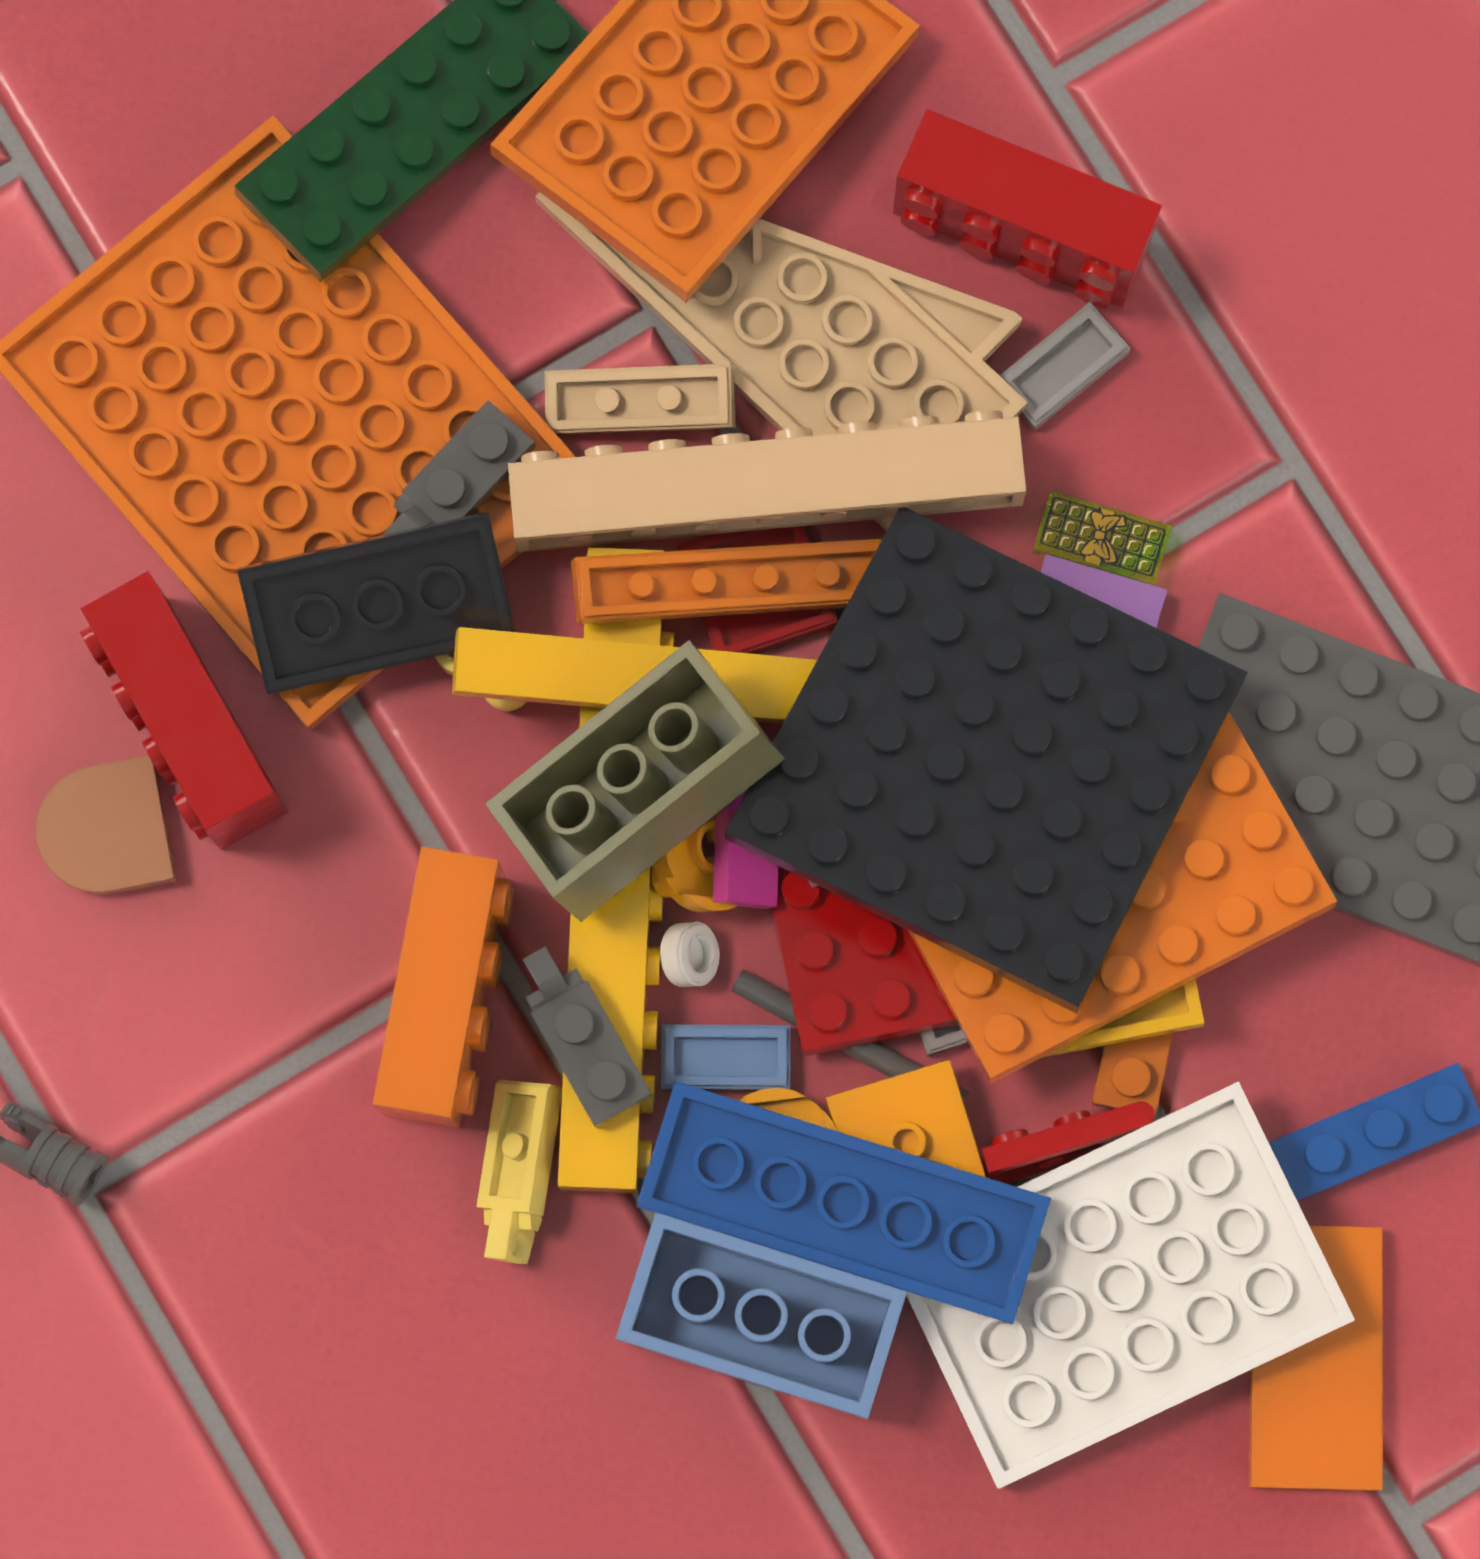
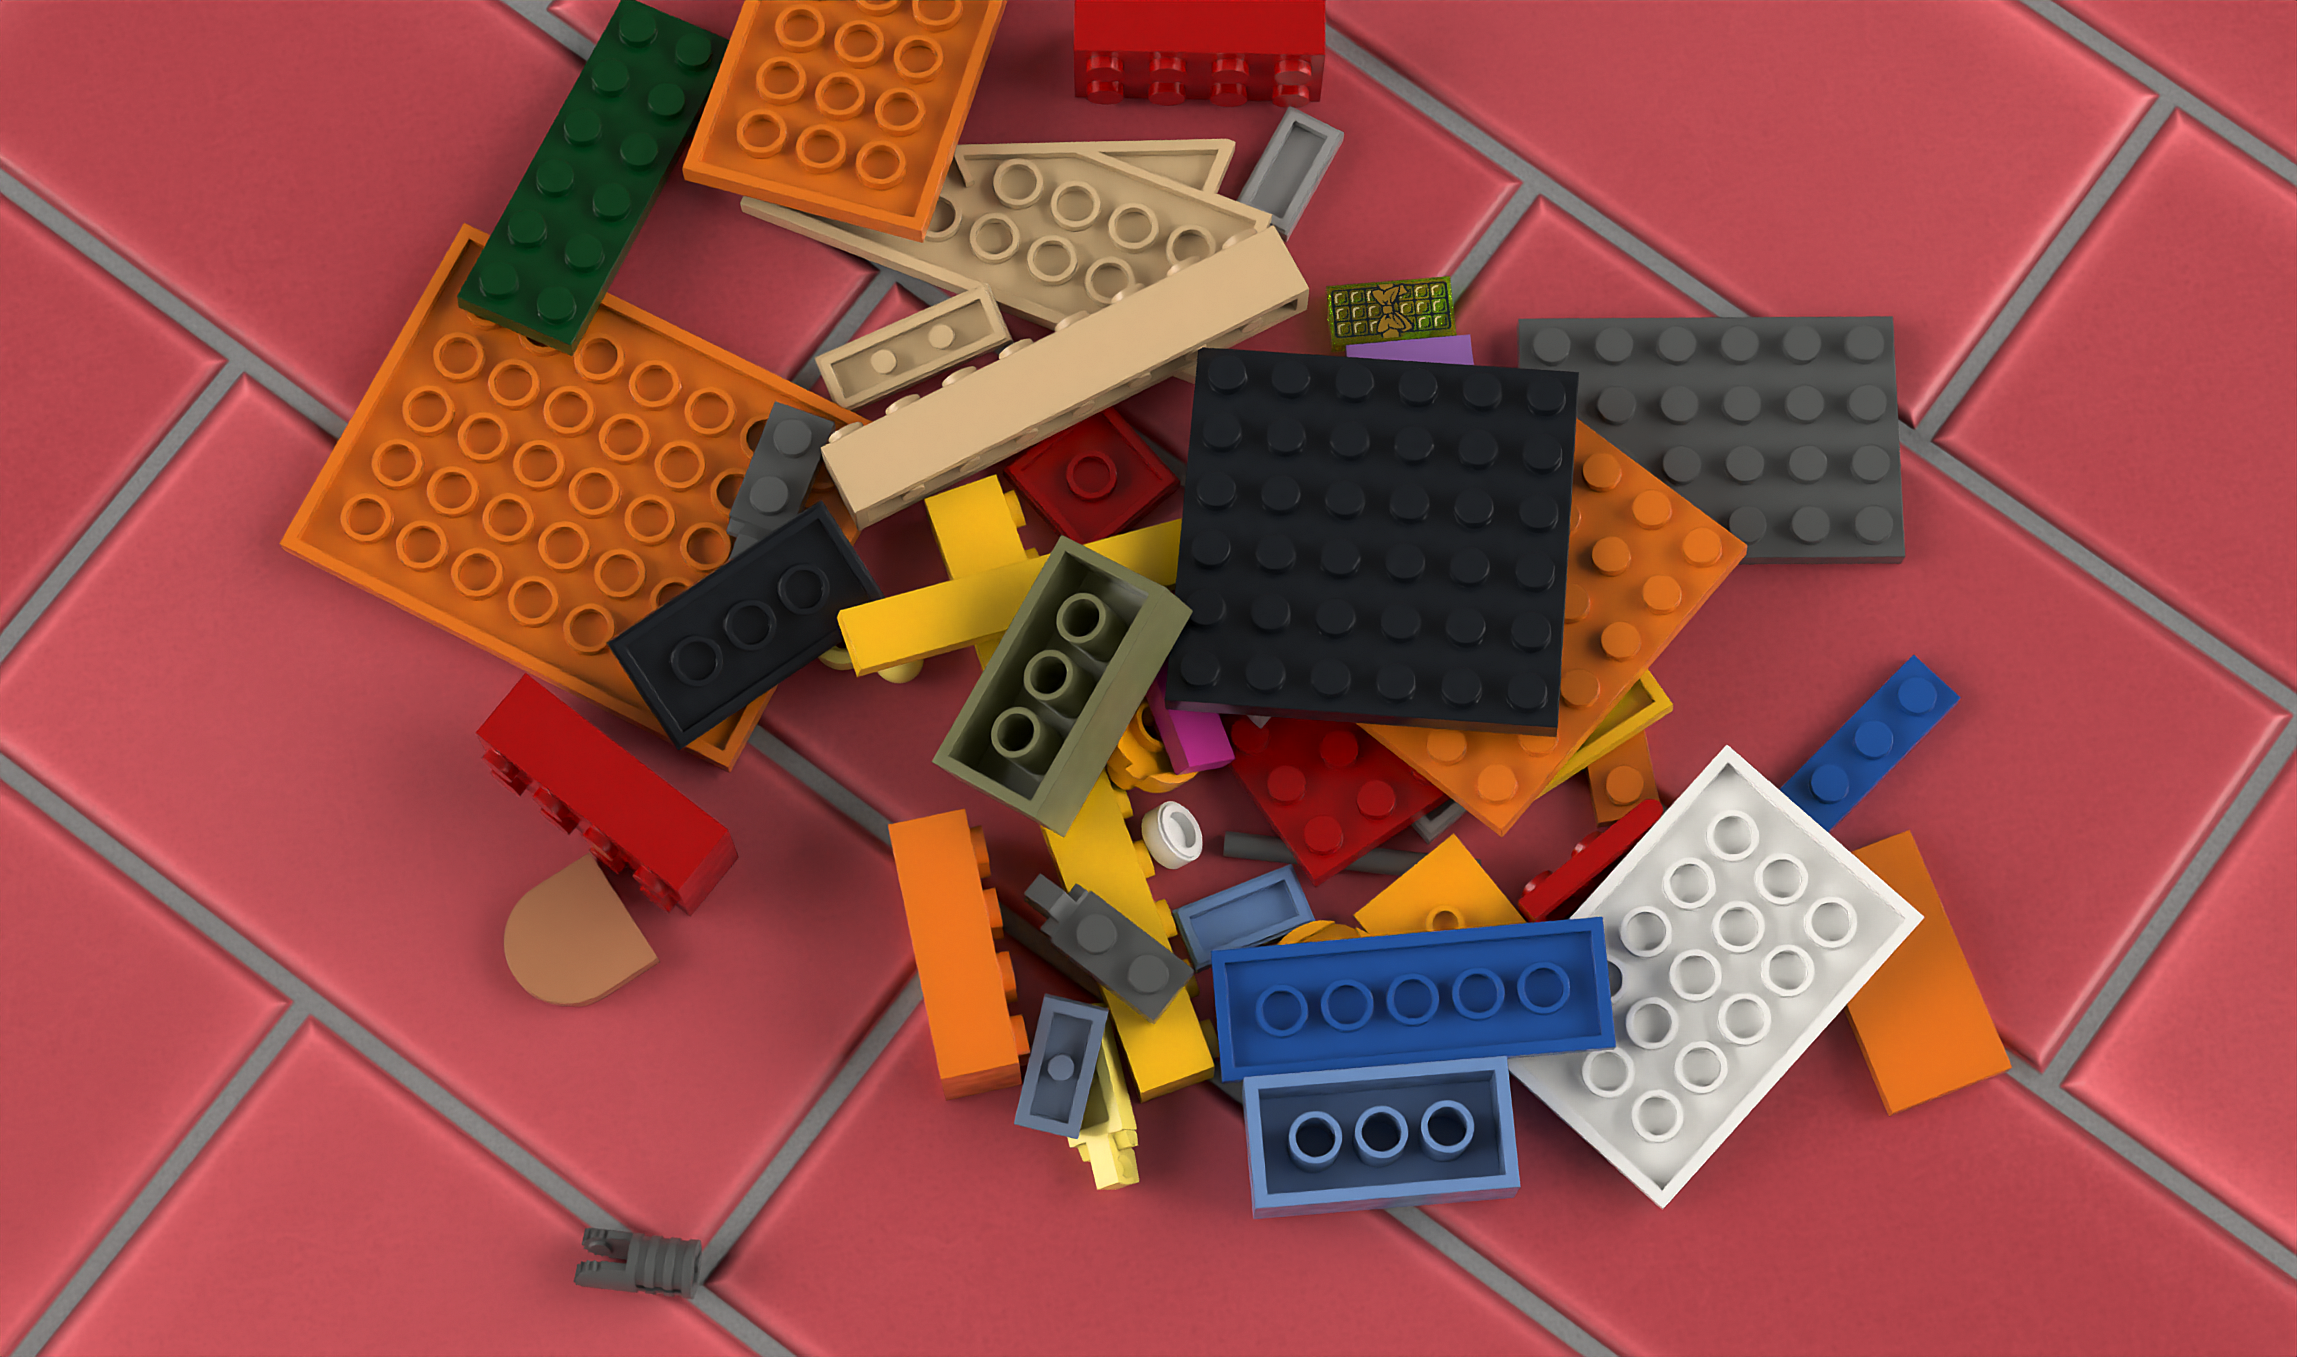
camera: 25 degrees left, 5 degrees down
(494, 1131) = (1061, 1066): none -> sand blue plate
(718, 581) = (1059, 482): orange tile -> none

